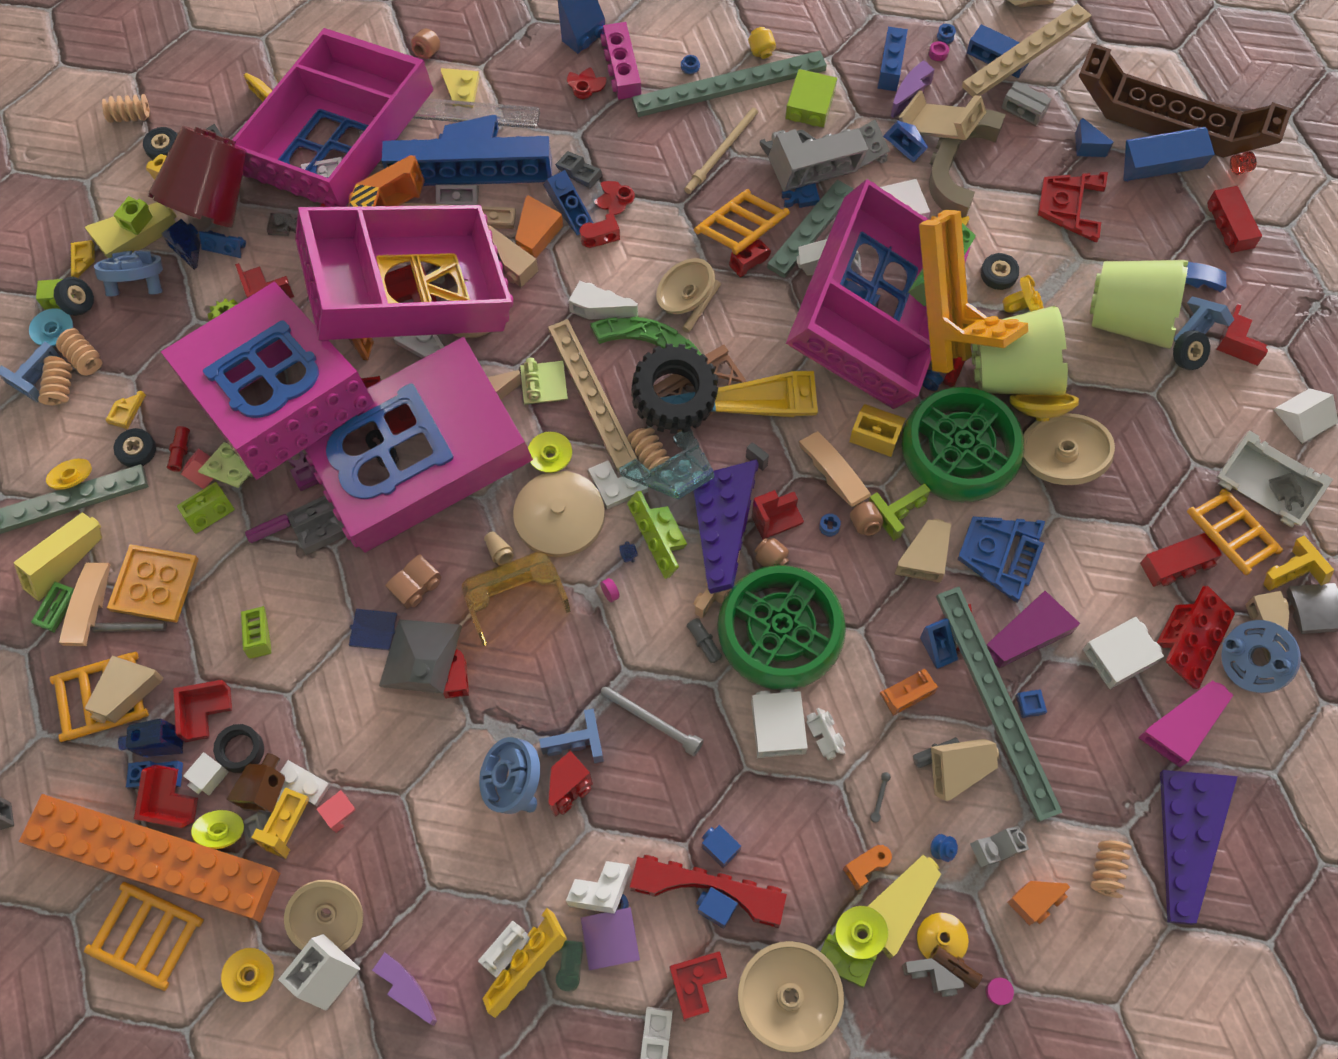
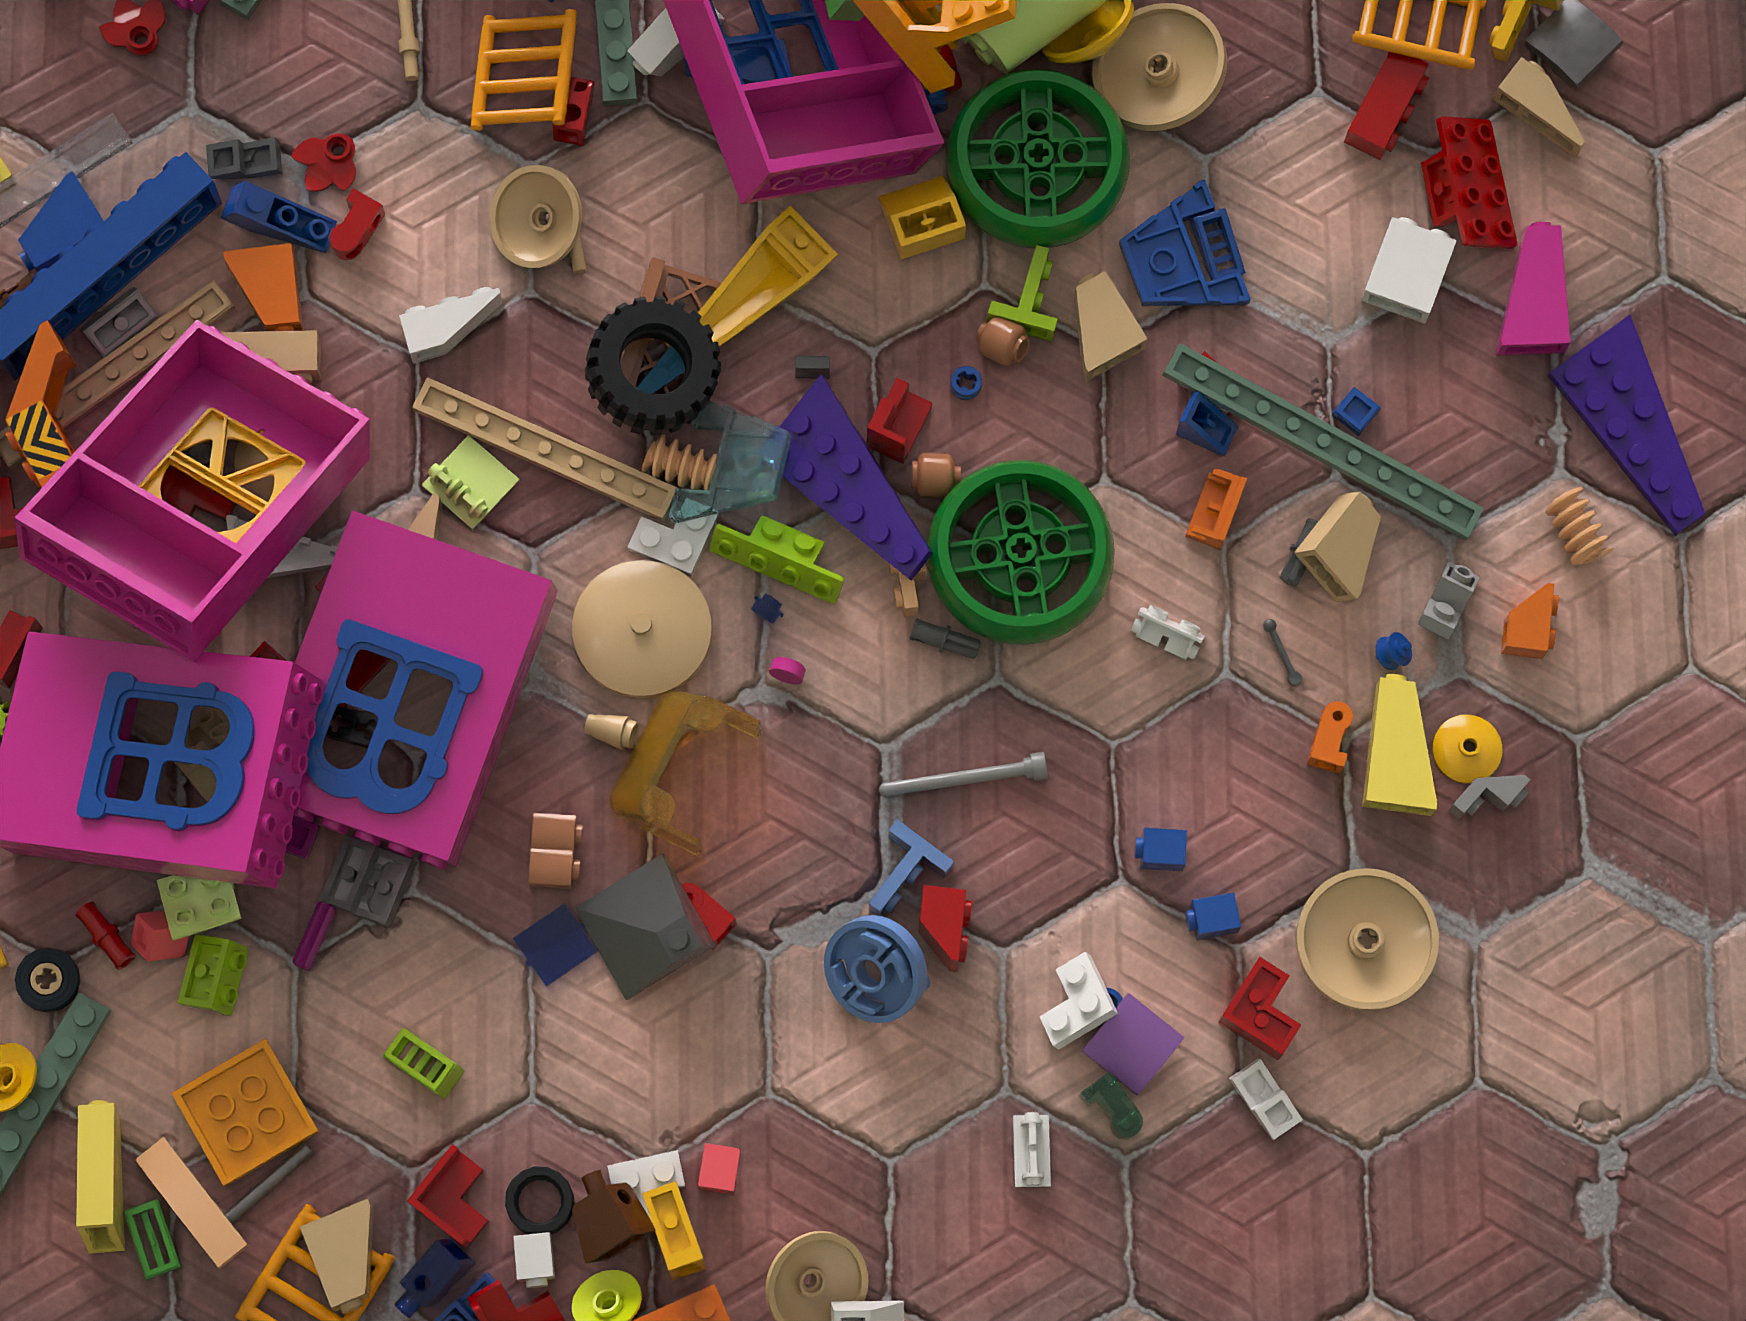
camera: 45 degrees left, 10 degrees up
(255, 821) = (645, 1263): light grey slope -> none
(405, 988) = (968, 1277): medium lavender slope -> none
(525, 963) = (1072, 1130): yellow wing -> none
(546, 444) = (566, 547): neon yellow dish -> none
(639, 329) = (536, 310): bright green tile -> none
(656, 878) = (1253, 875): red arch -> none
(778, 723) = (1108, 664): white brick -> none
(835, 469) = (916, 309): light nougat slope -> none
(848, 968) = (1393, 851): lime bracket -> none
(856, 920) = (1383, 794): neon yellow dish -> none
(956, 966) = (1505, 765): reddish brown pin -> none
(999, 991) = (1566, 753): dark pink tile -> none
(1031, 630) = (1291, 322): magenta slope -> none
(1240, 648) = (1528, 163): medium blue piece -> none

